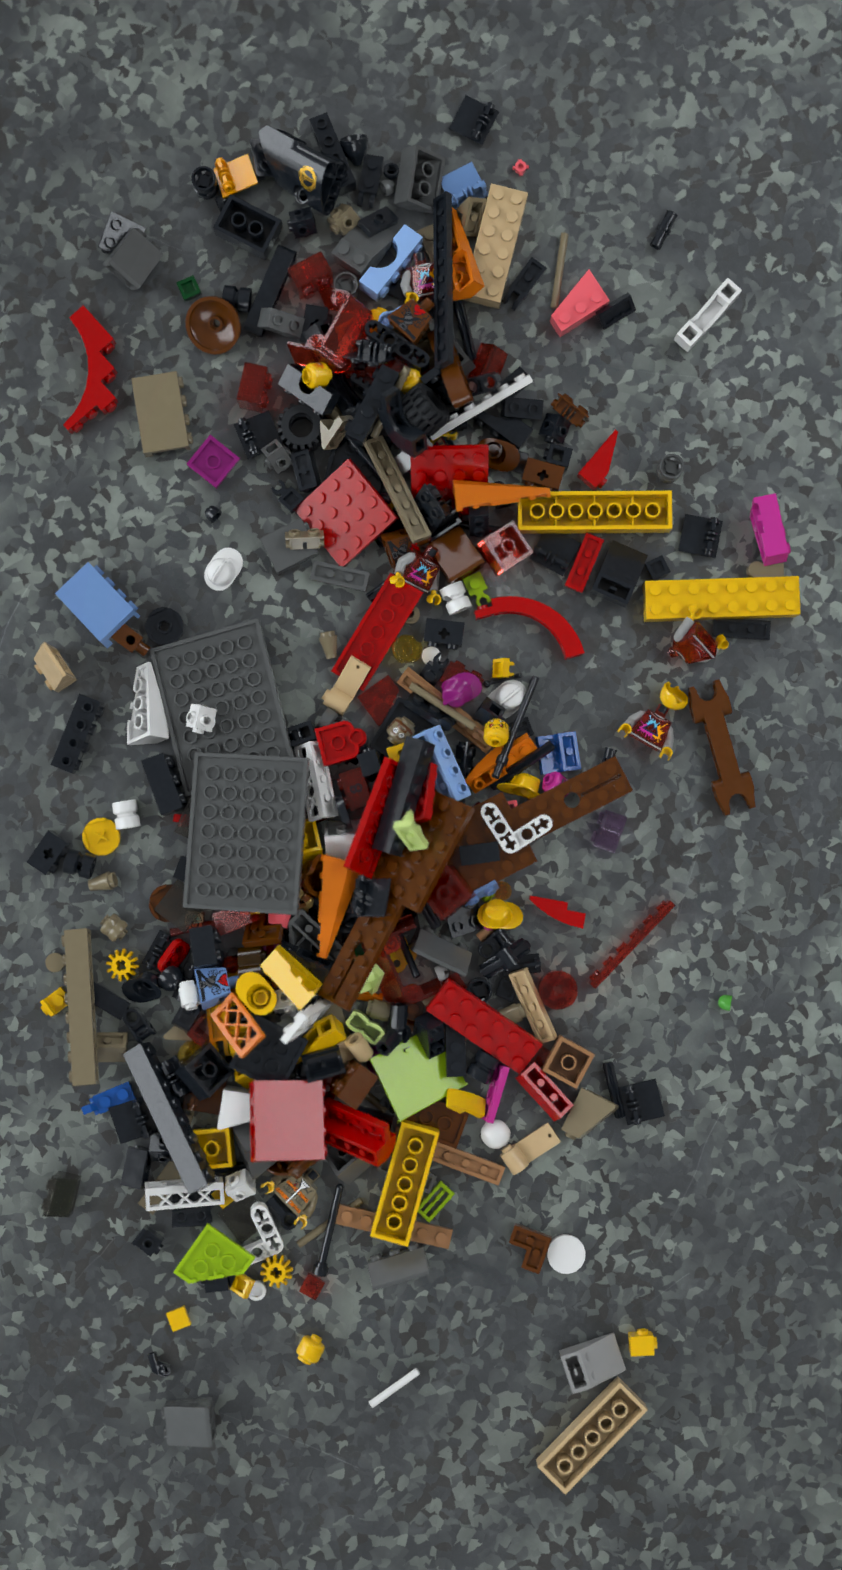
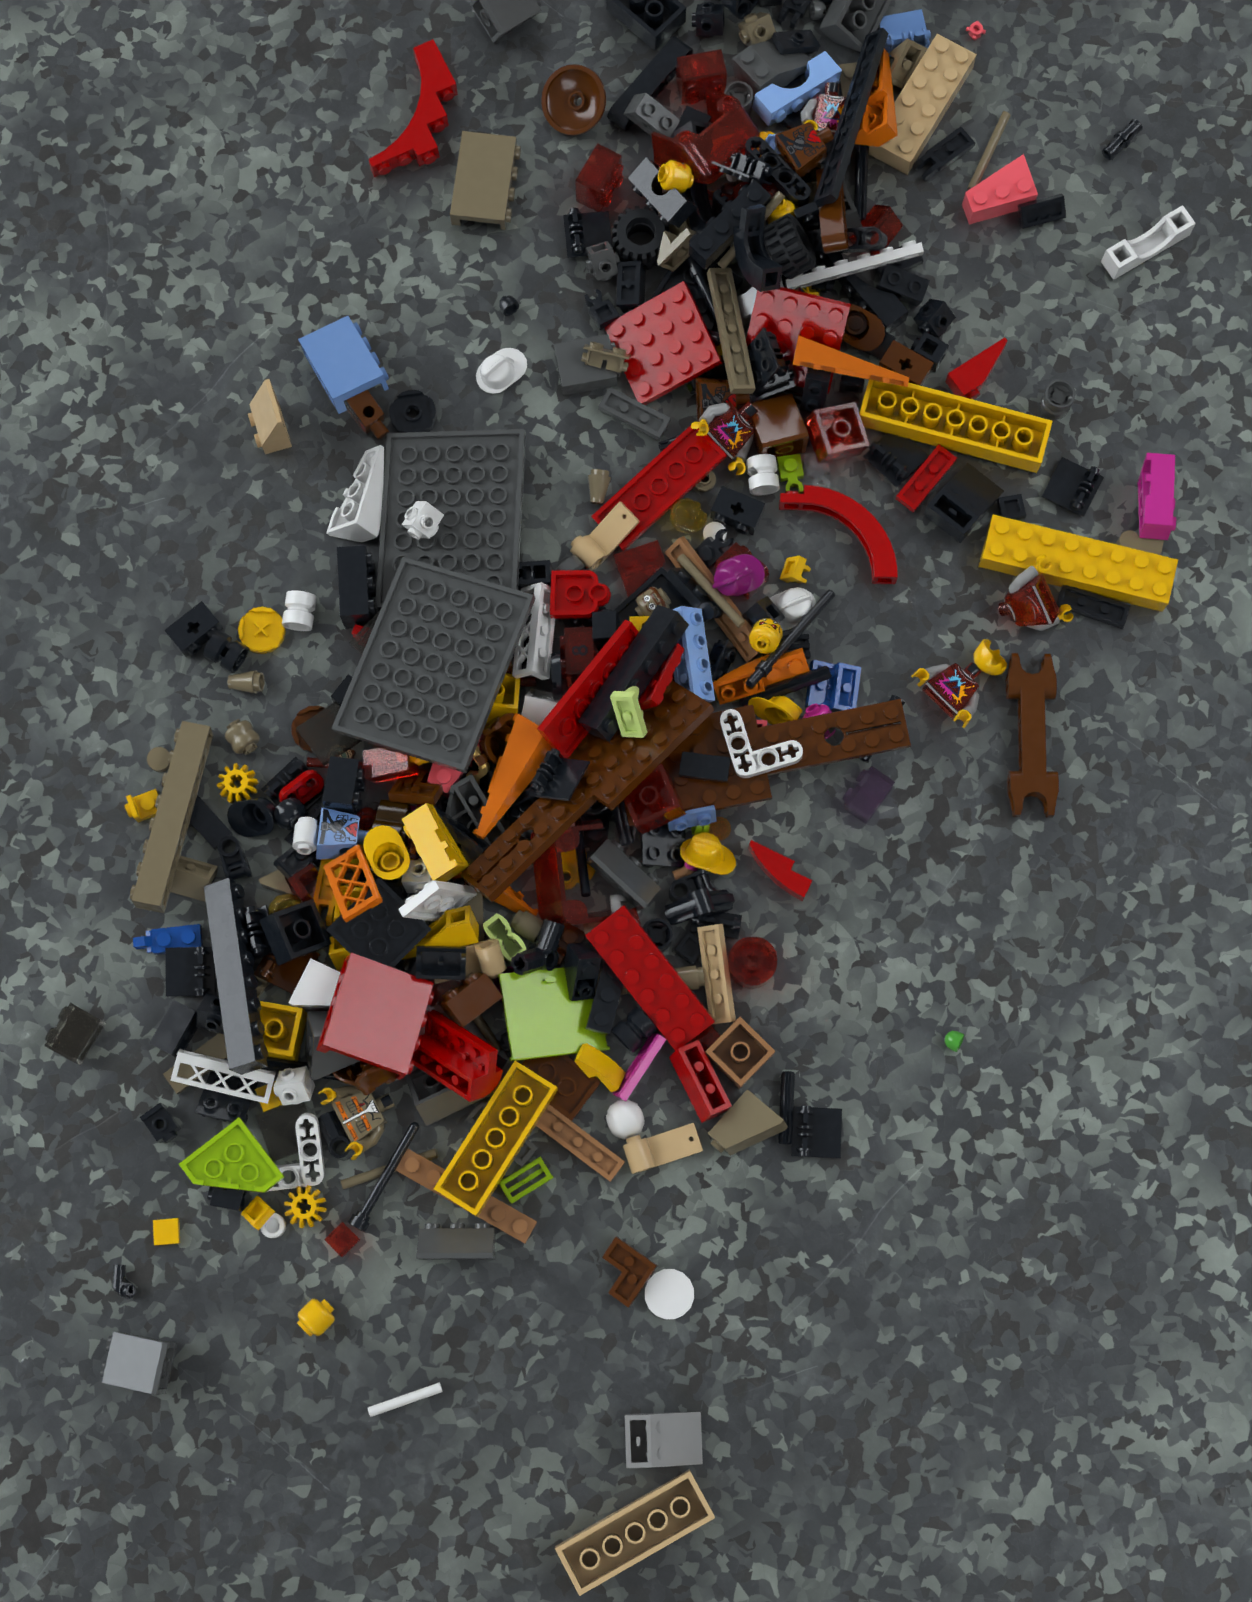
camera: 15 degrees right, 10 degrees down
(77, 734) = (272, 504): black brick -> none
(189, 288) = (558, 55): dark green plate -> none
(213, 461) = (527, 248): magenta plate -> none
(239, 299) = (613, 81): black wheel -> none
(373, 981) = (528, 883): yellowish green tile -> none
(487, 683) = (772, 584): black hinge -> none
(565, 400) = (966, 307): reddish brown hinge -> none
(636, 937) = (848, 939): clear red plate -> none
(642, 1342) = (732, 1434): yellow brick -> none

